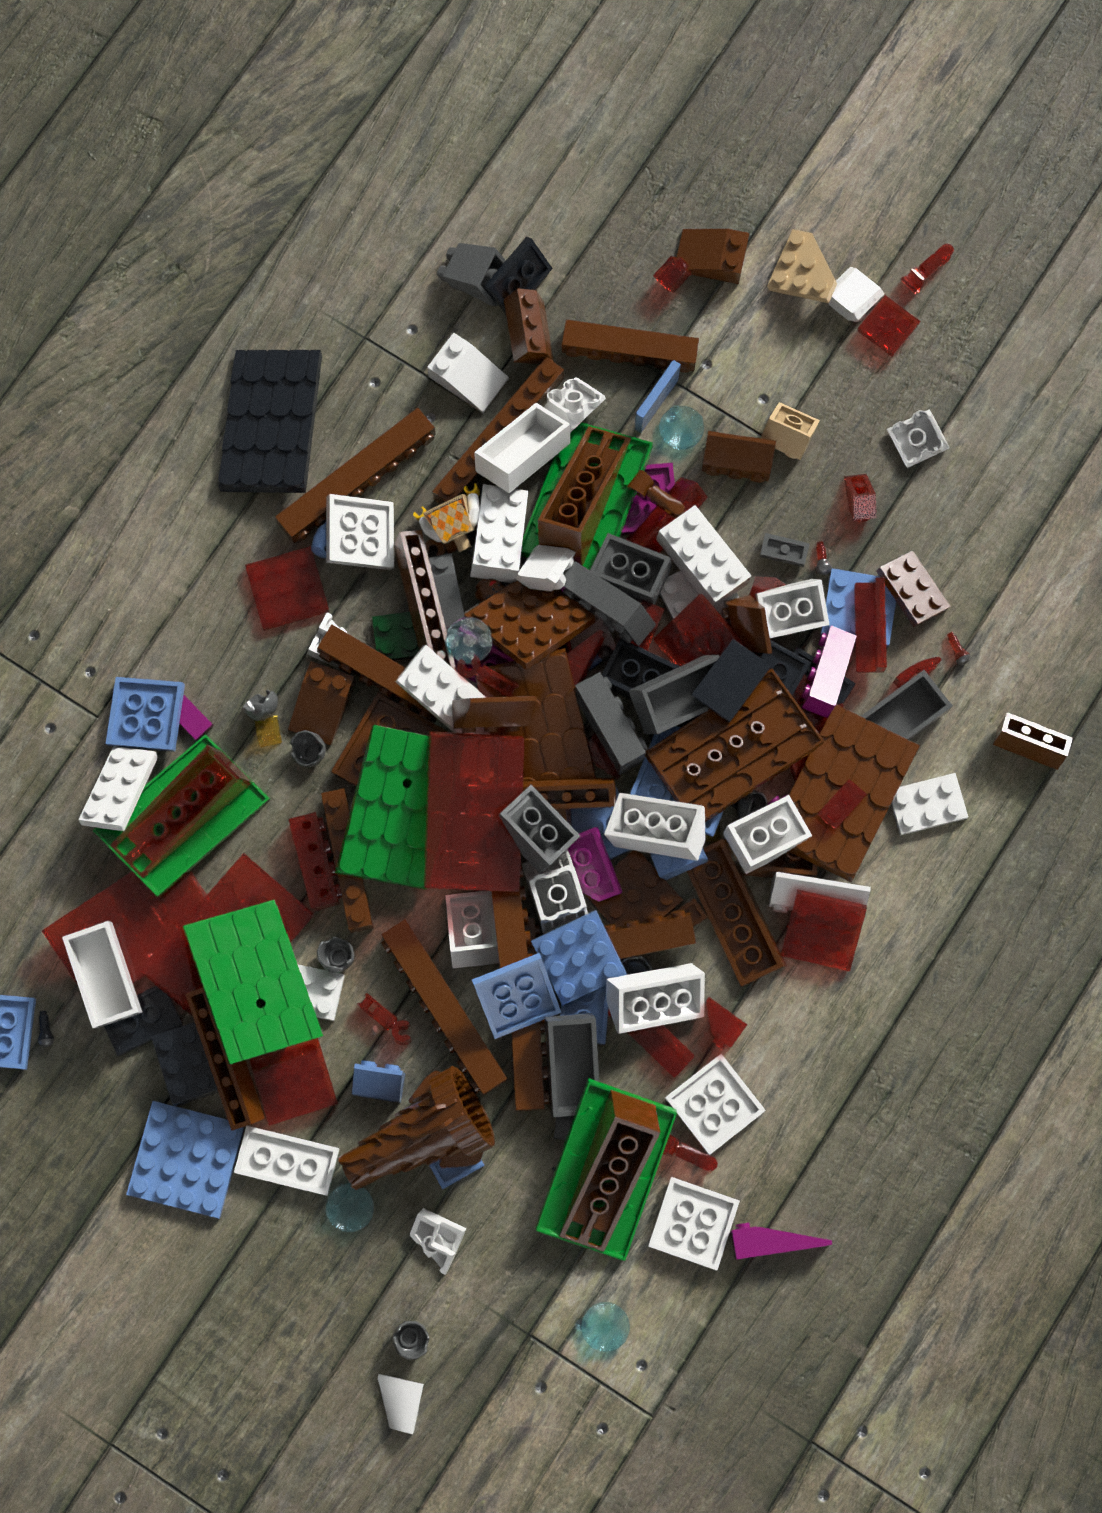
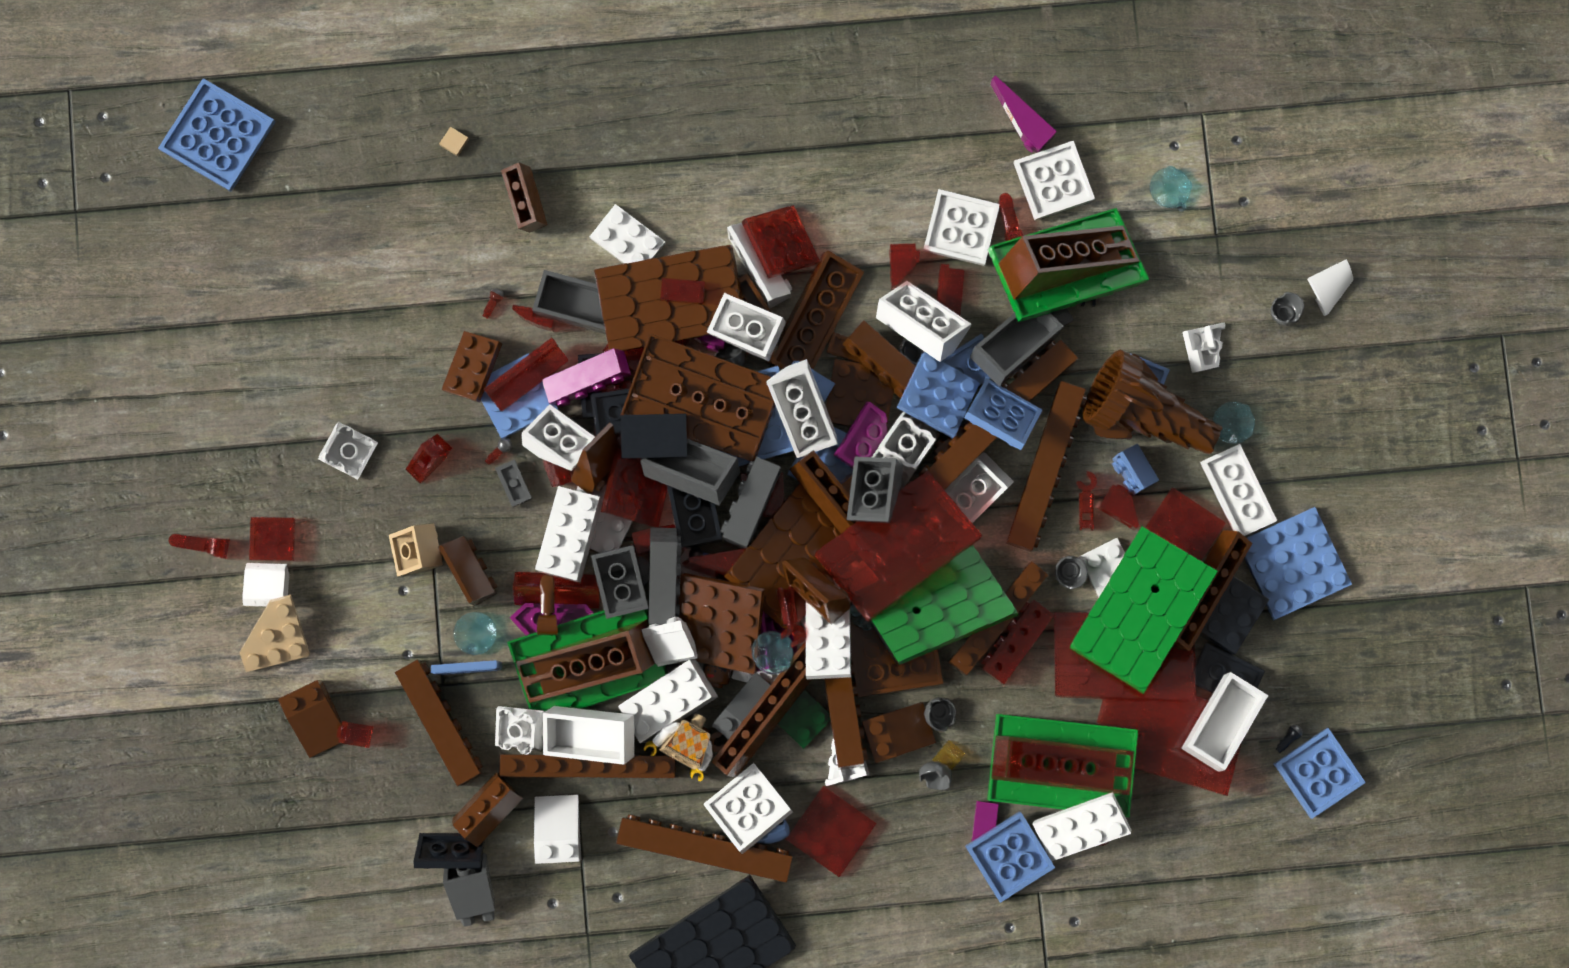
camera: 130 degrees left, 5 degrees up
(358, 1043) = (1120, 506): none -> clear red slope

